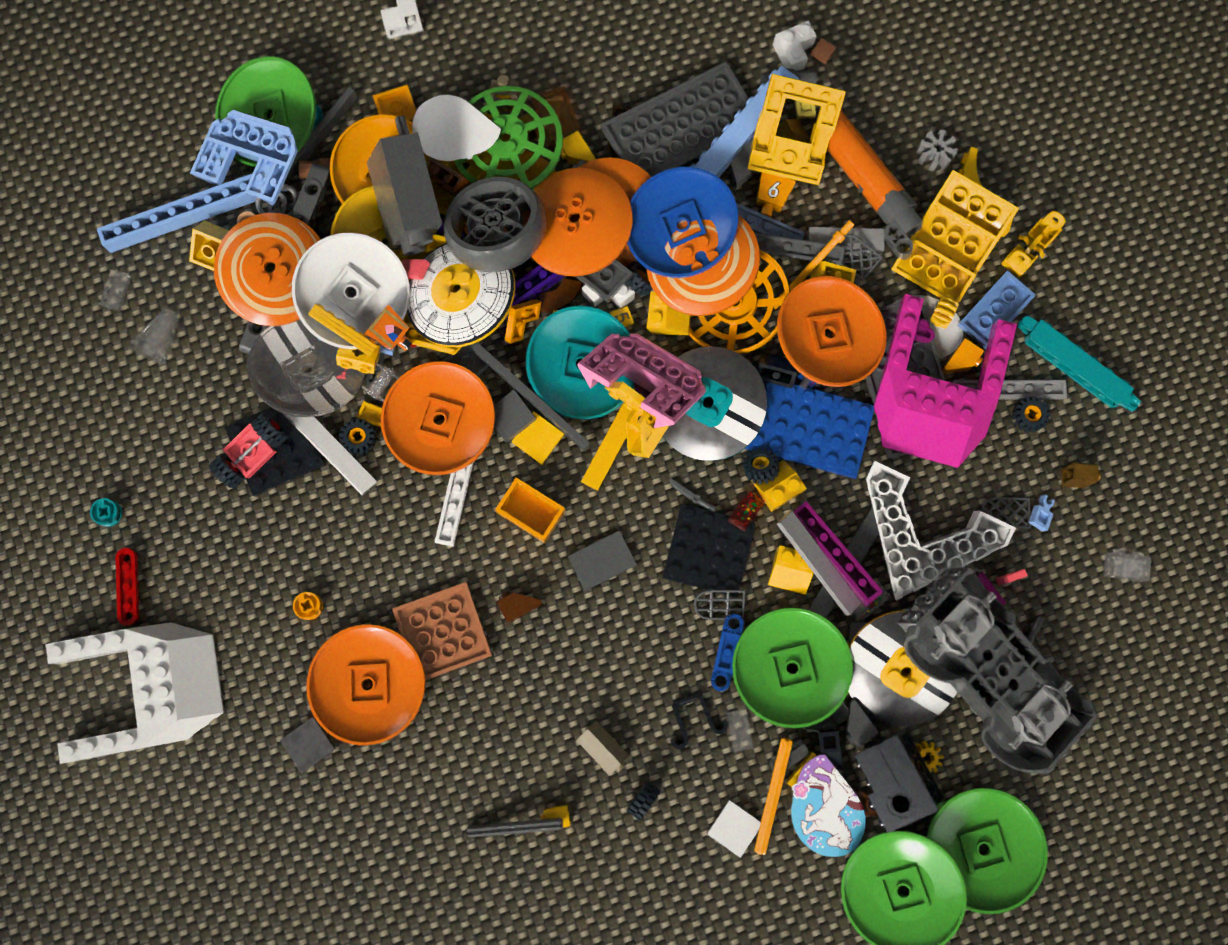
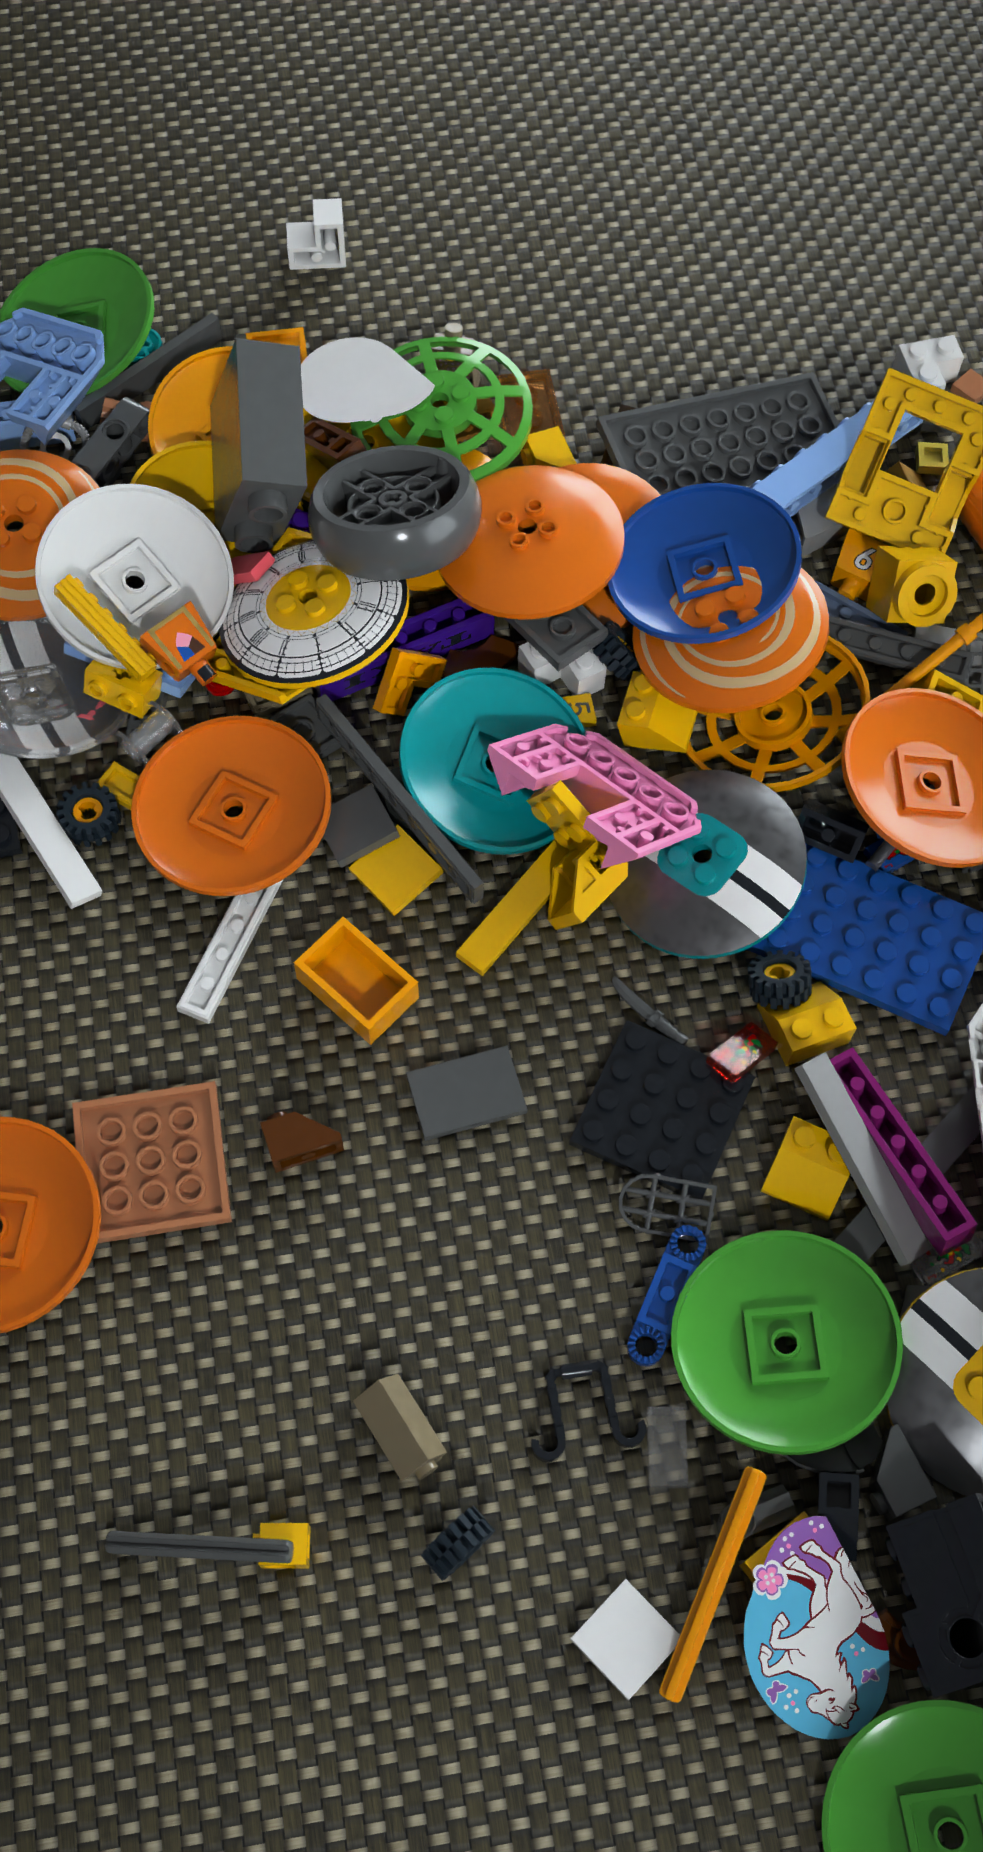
camera: 10 degrees right, 15 degrees down
(804, 206) = (912, 585): none -> yellow piece

